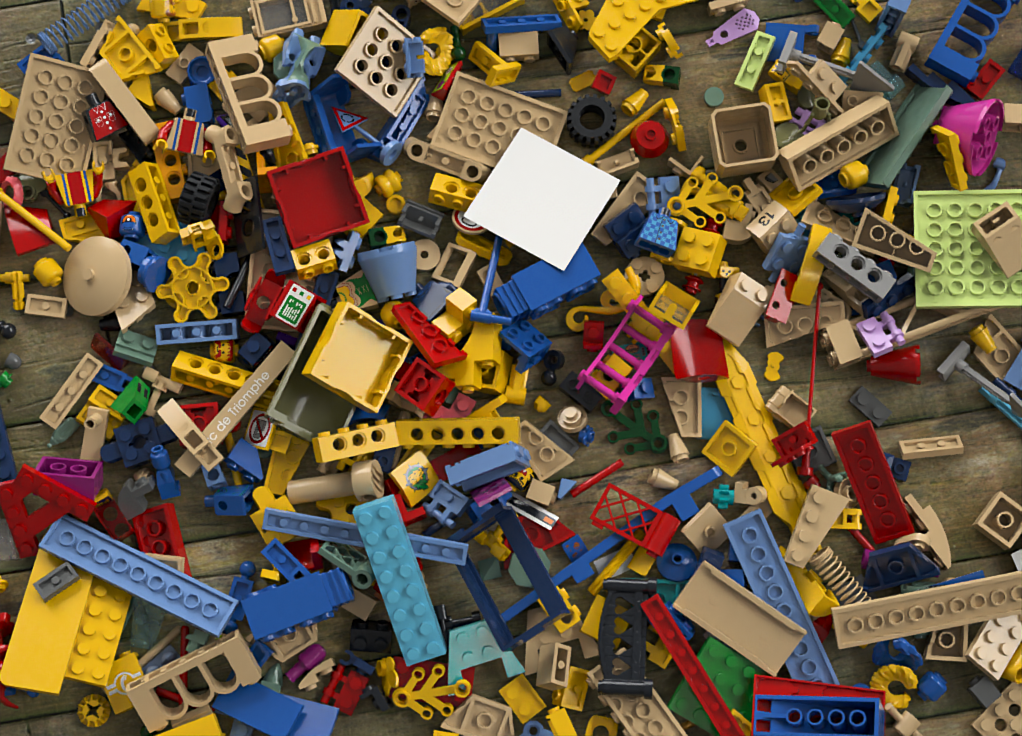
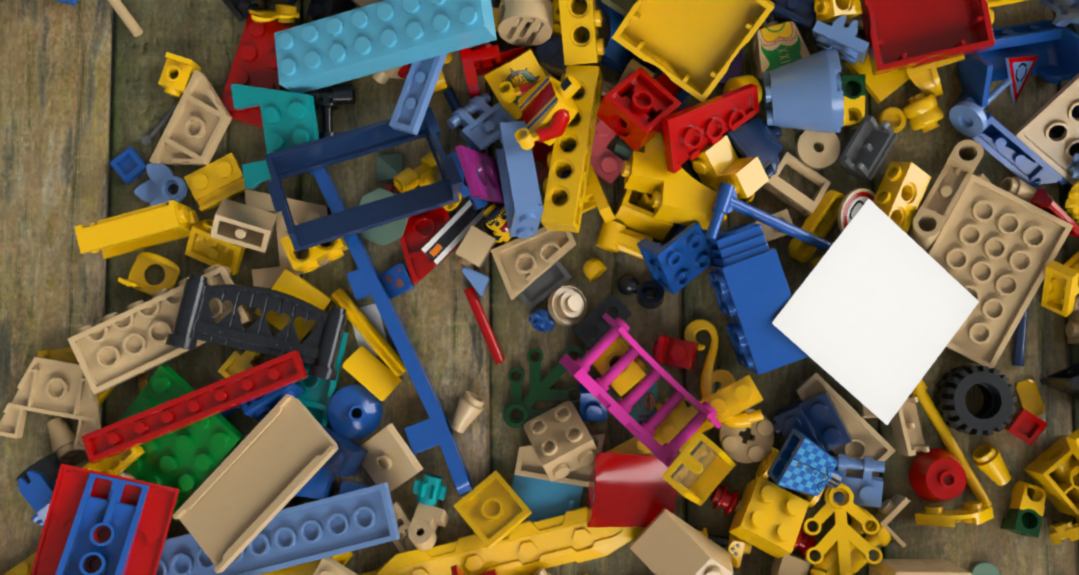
camera: 100 degrees right, 5 degrees up
(428, 693) = (241, 30): yellow plant -> none
(433, 453) = (545, 108): none -> torso
(657, 536) = (388, 391): red piece -> none
(671, 406) = (561, 440): none -> tan bracket
(677, 449) = (503, 439): tan cone -> none

